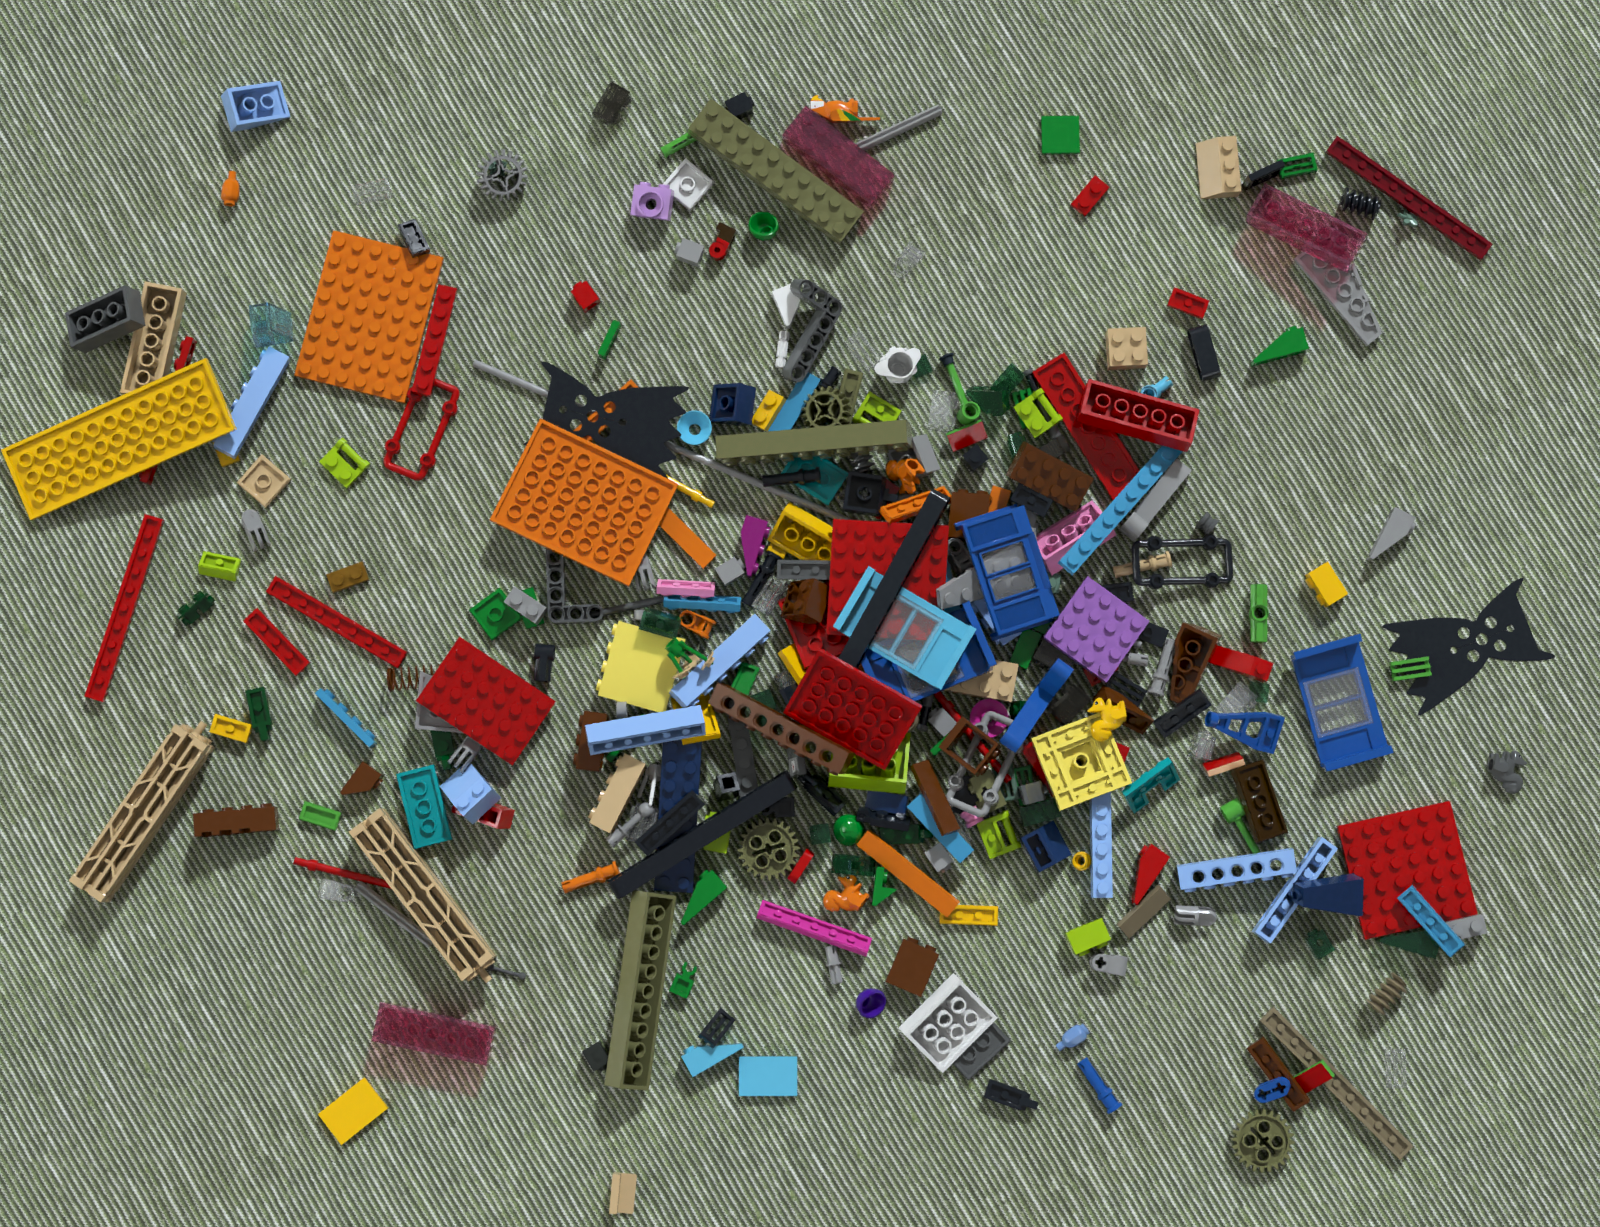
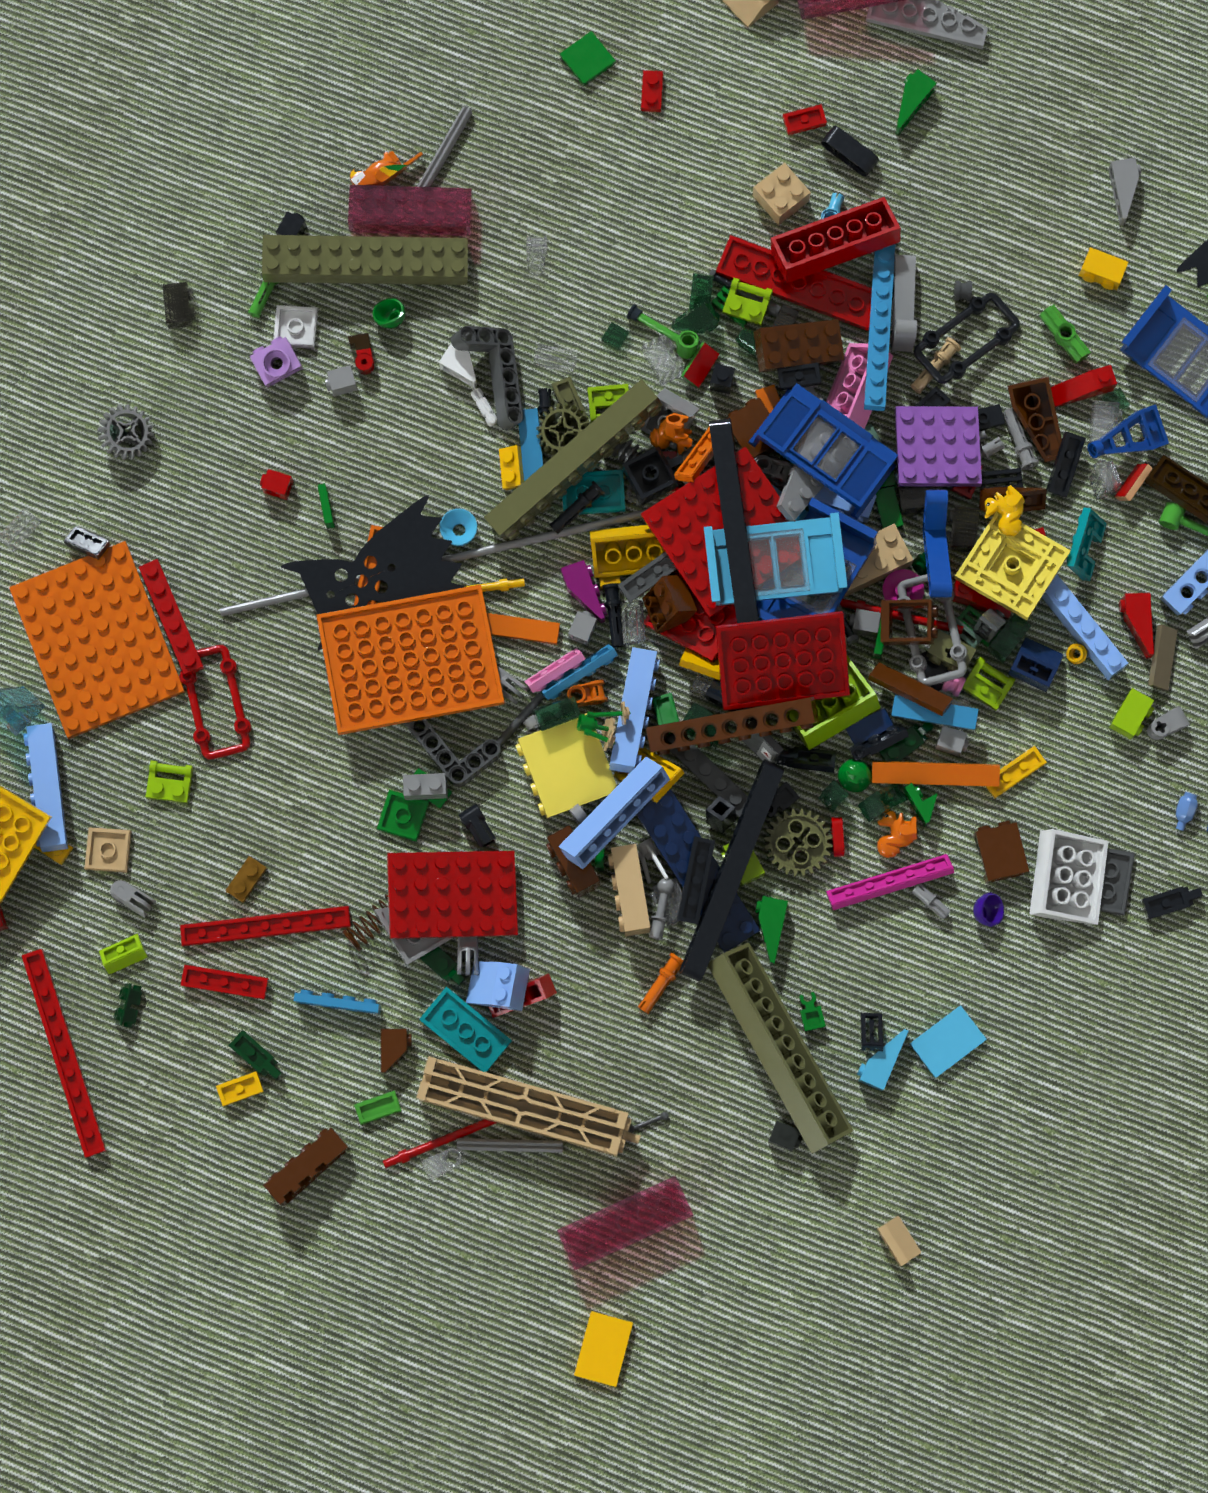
camera: 30 degrees left, 5 degrees down
(143, 812) = (215, 1219): tan piece -> none
(732, 404) = (476, 483): dark blue slope -> none
(898, 364) = (596, 345): white piece -> none

